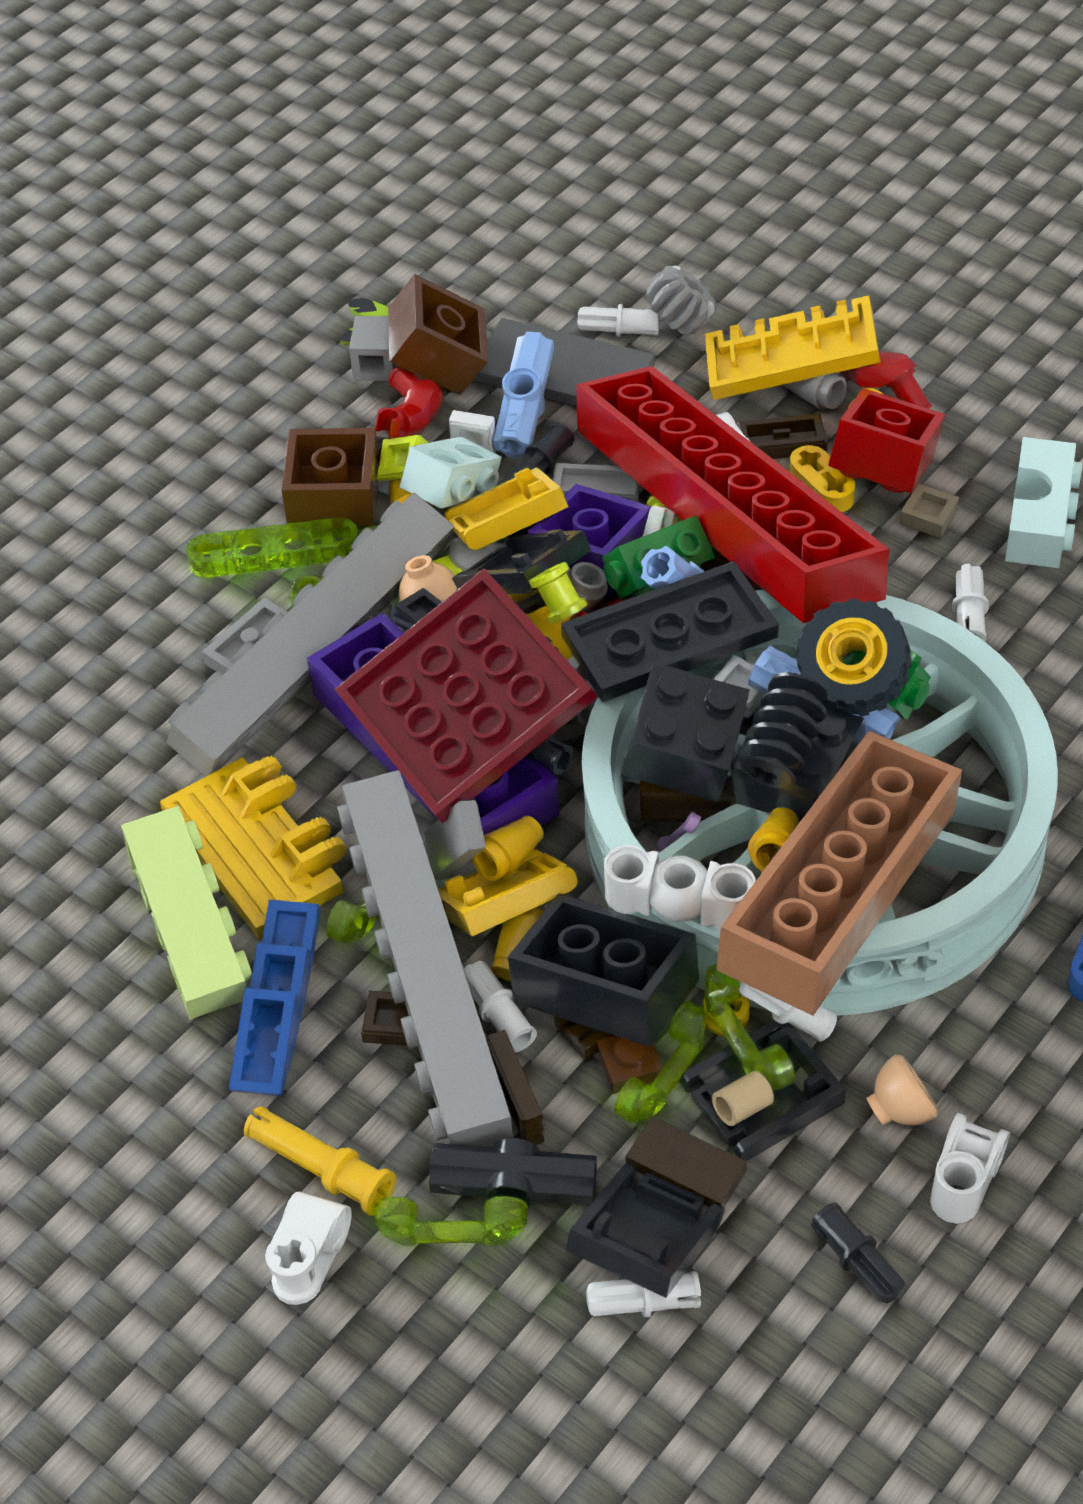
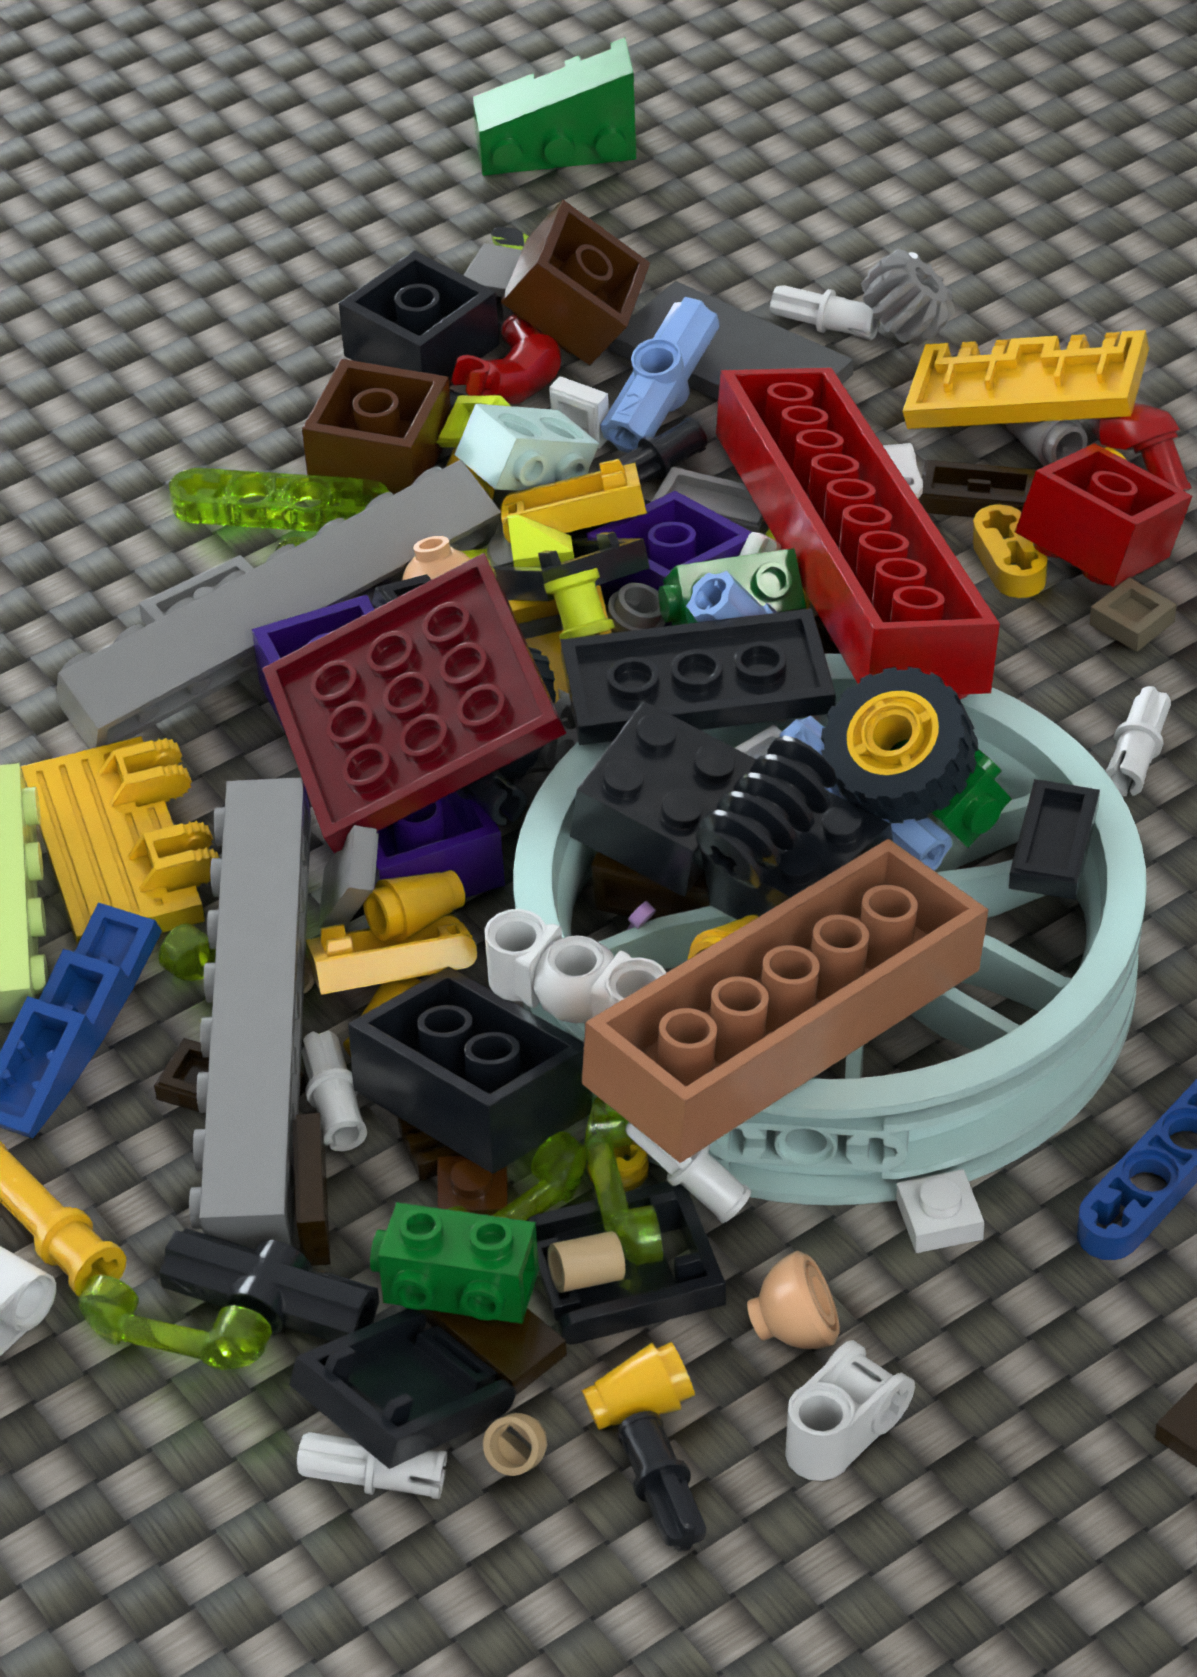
camera: 15 degrees right, 5 degrees down
(329, 385) = (419, 318): none -> black brick
(371, 206) = (560, 118): none -> green wedge
(496, 548) = (532, 537): none -> neon yellow slope
(654, 1124) = (456, 1262): none -> green brick
(739, 1260) = (507, 1452): none -> tan hinge
(817, 1183) = (645, 1382): none -> yellow cone
(970, 995) = (940, 1211): none -> white plate
(972, 701) = (1054, 839): none -> black tile

